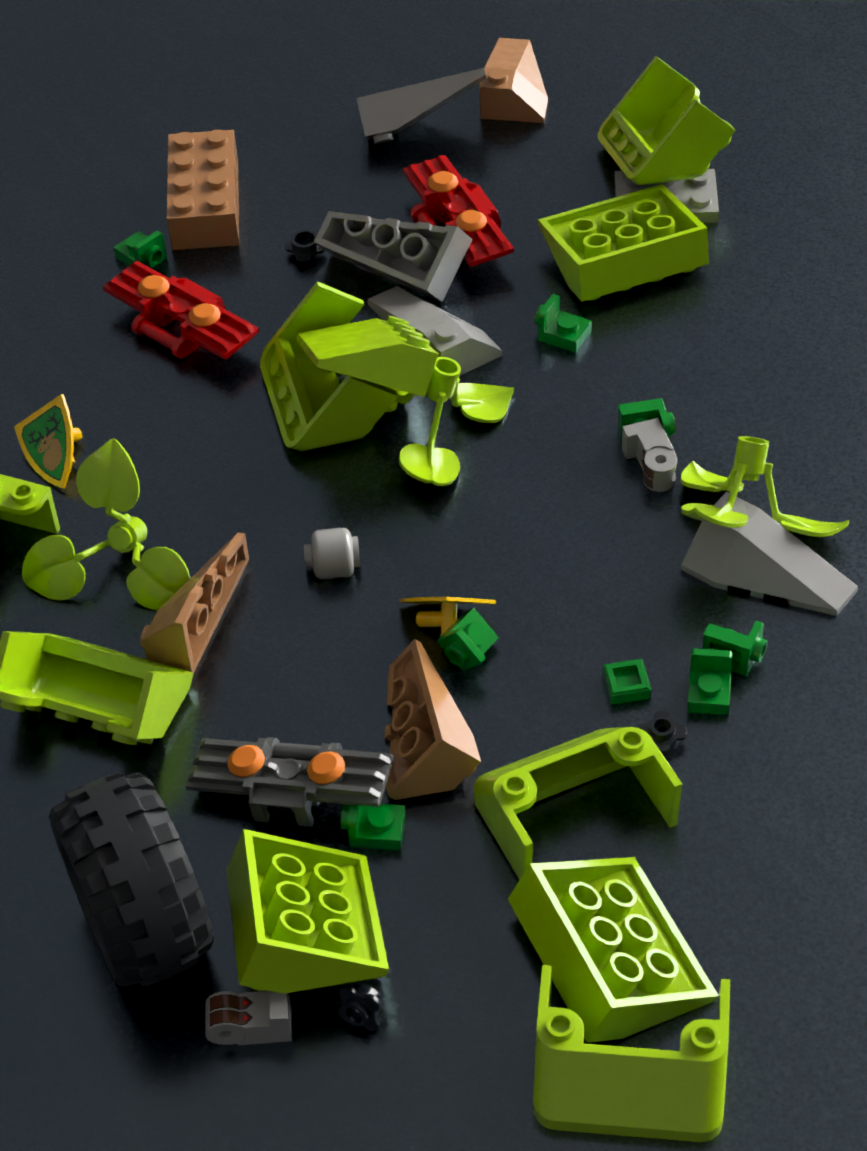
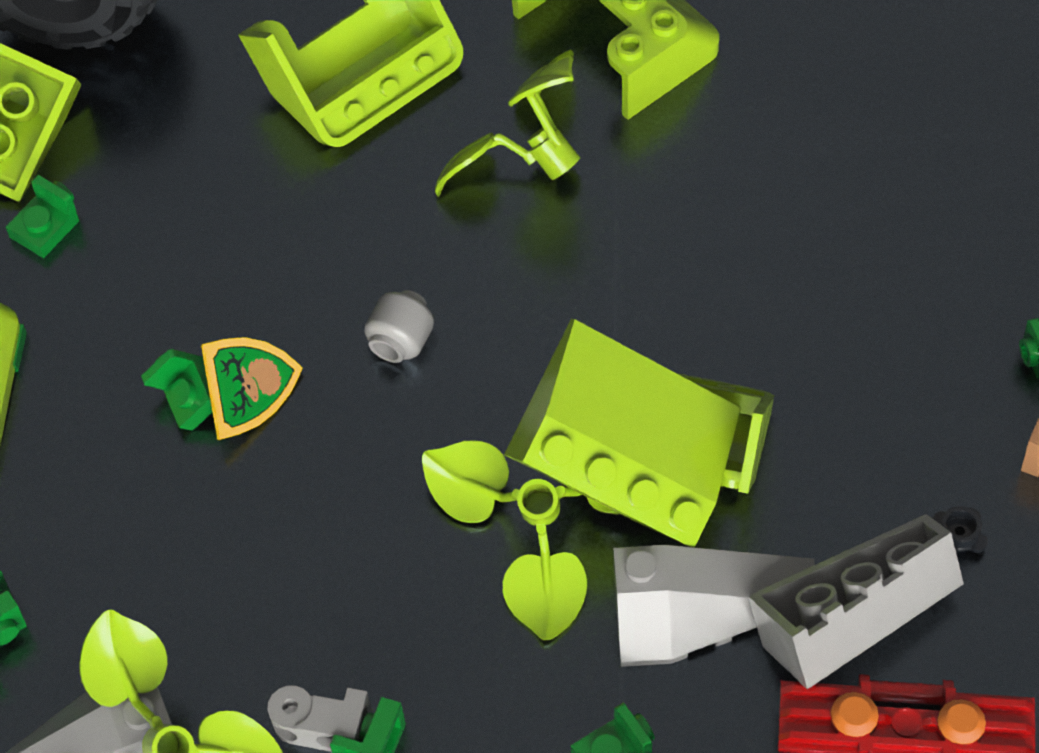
camera: 120 degrees right, 10 degrees up
(49, 441) = (749, 145): shield -> none
(165, 299) = (931, 317): red piece -> none
(192, 614) = (391, 158): medium nougat wedge -> none
(290, 775) = (134, 142): dark grey piece -> none
(426, 731) = (84, 294): medium nougat wedge -> none
(626, 681) = (39, 519): green tile -> none

